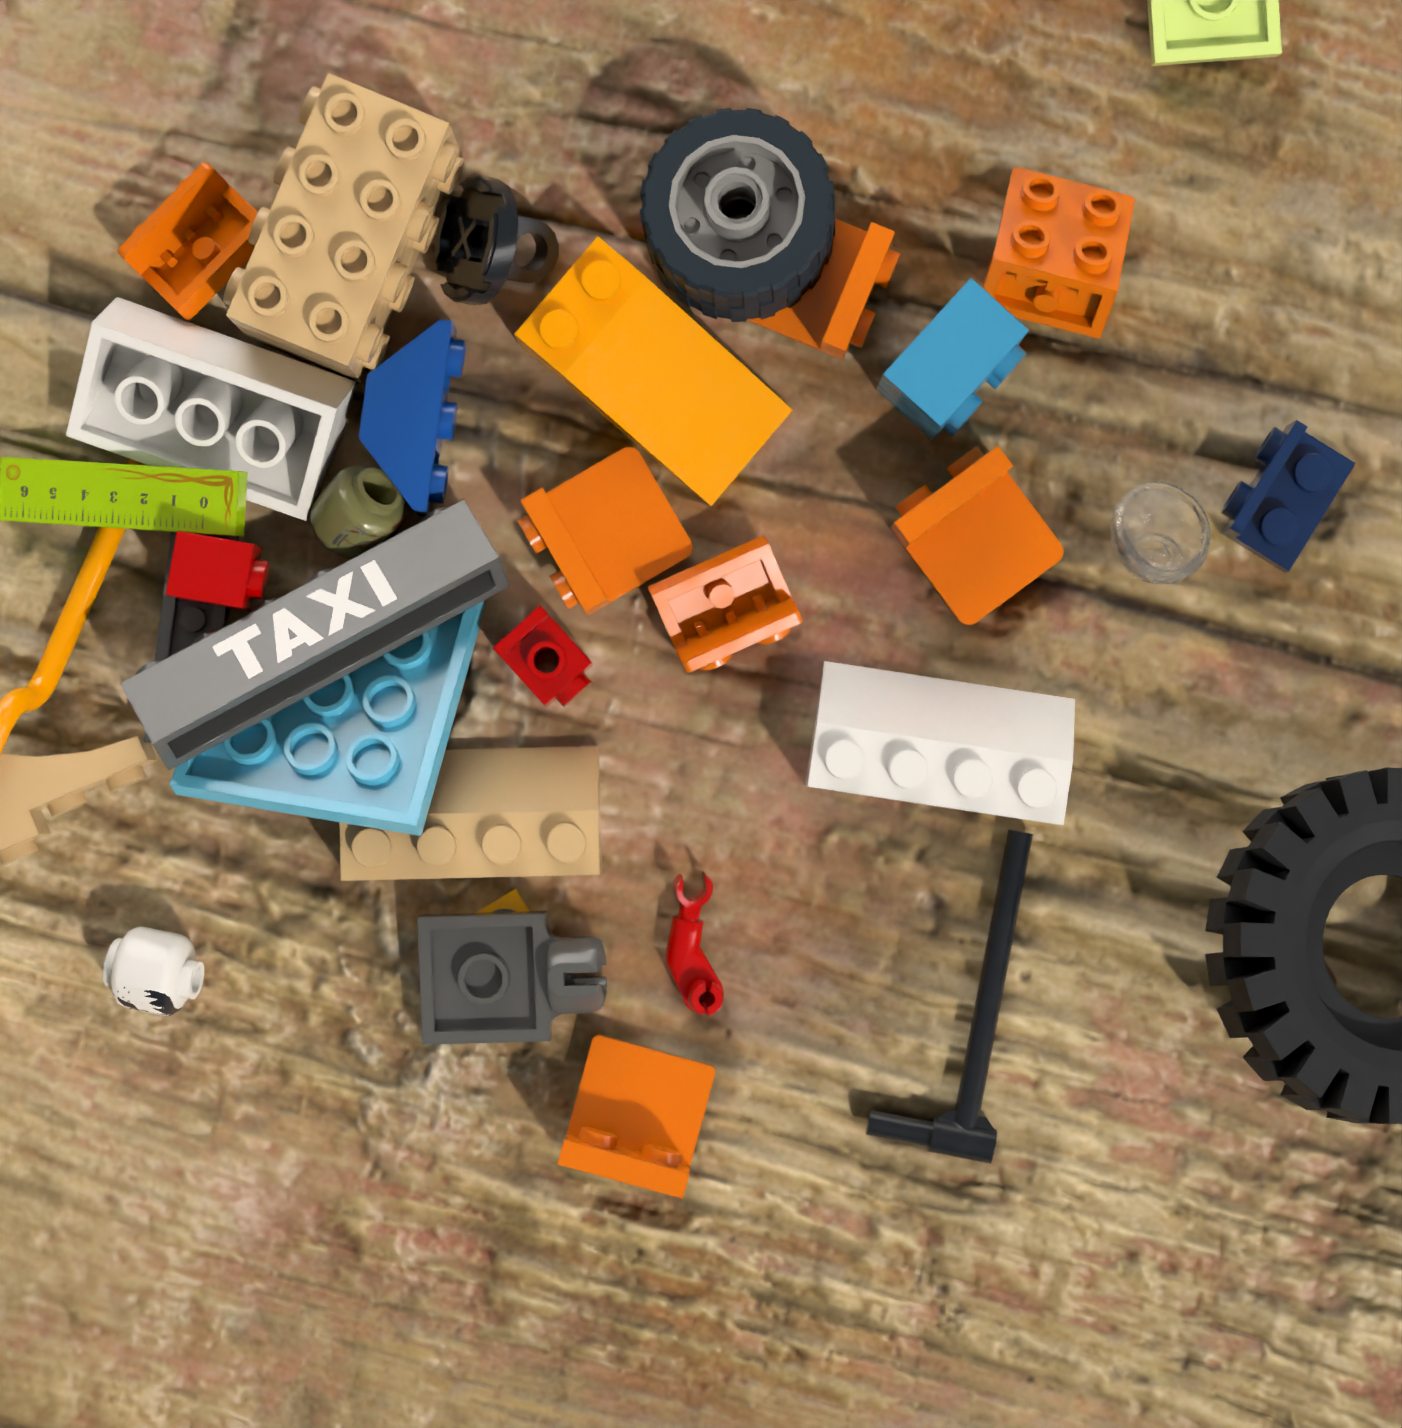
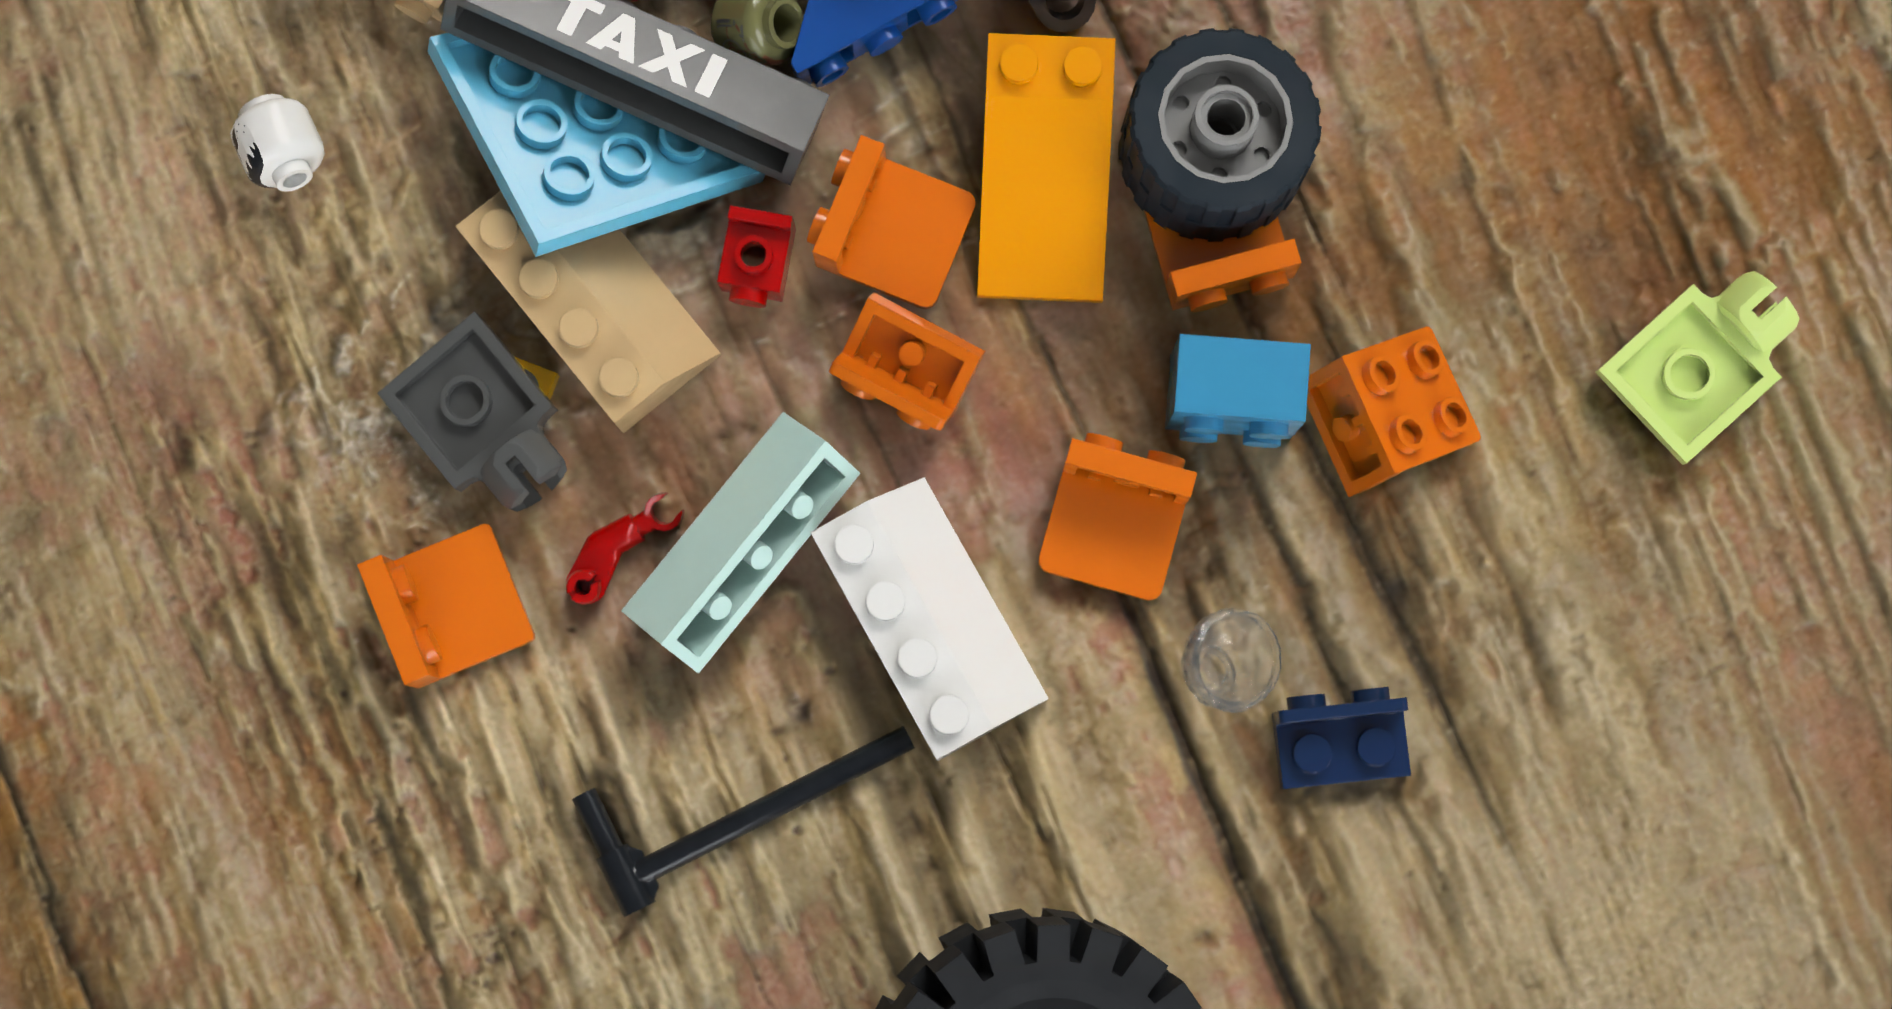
camera: 55 degrees right, 5 degrees down
(768, 847) = (741, 542): none -> light aqua brick

